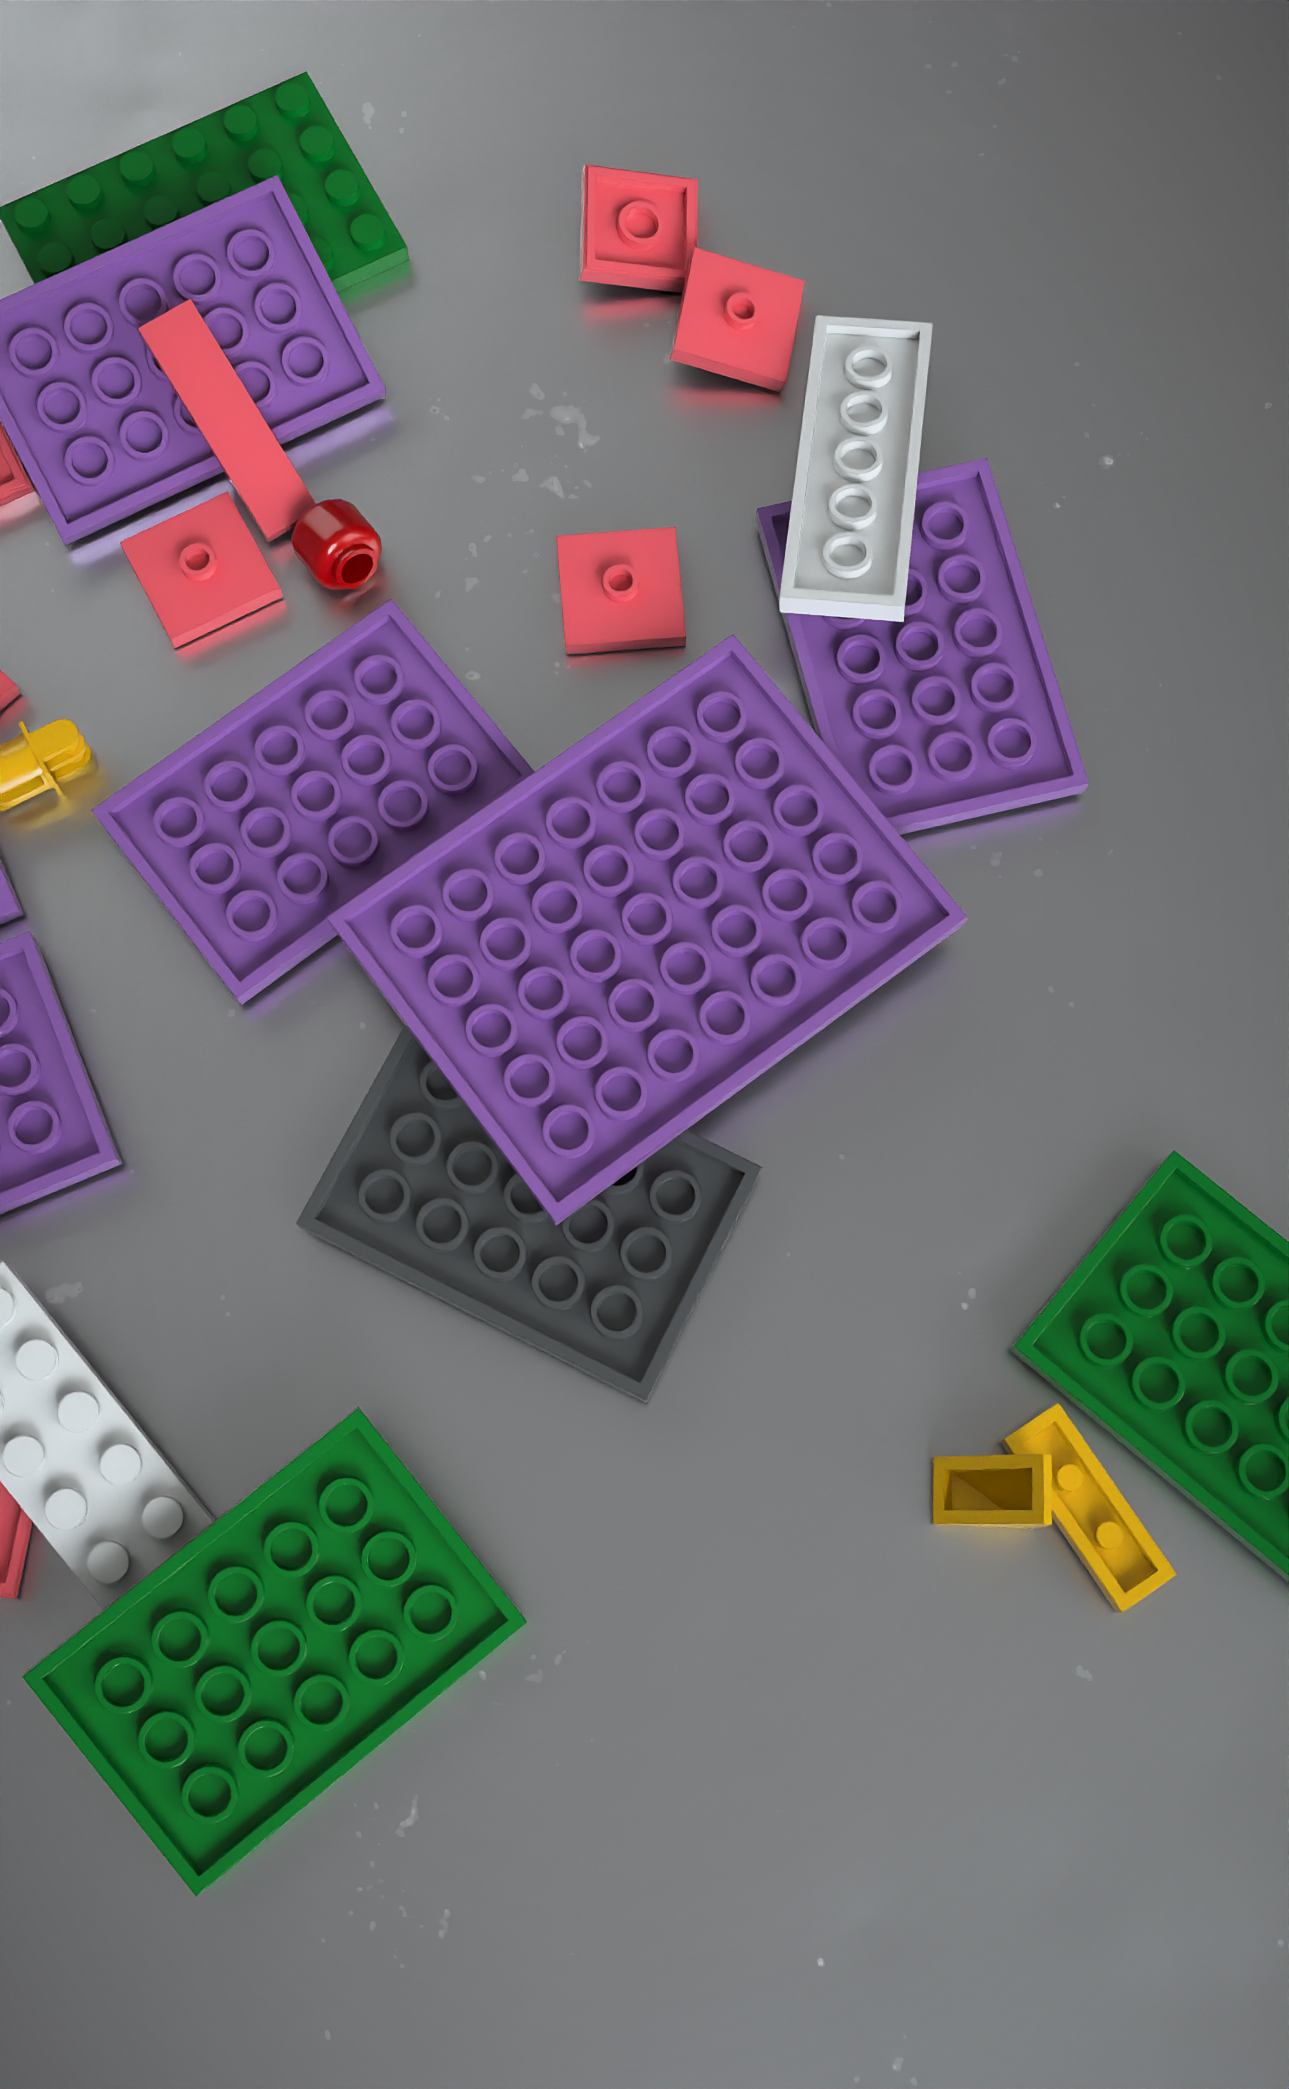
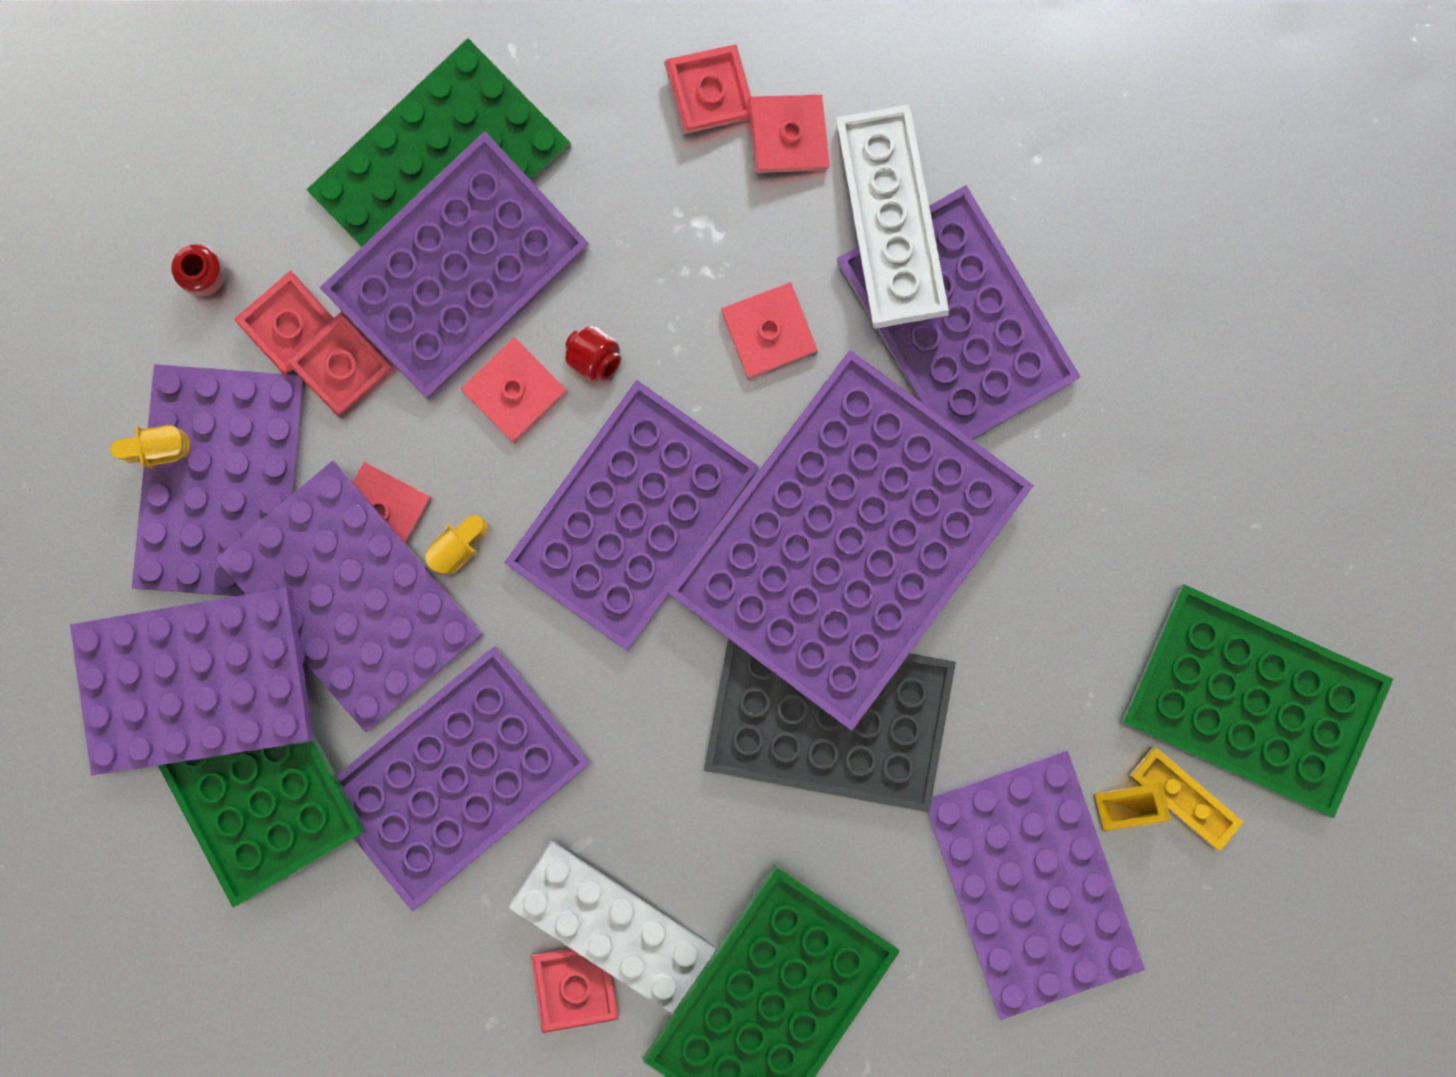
camera: 15 degrees left, 10 degrees up
(227, 419) = (503, 295): coral tile -> none
(788, 1584) = (1033, 885): none -> medium lavender plate

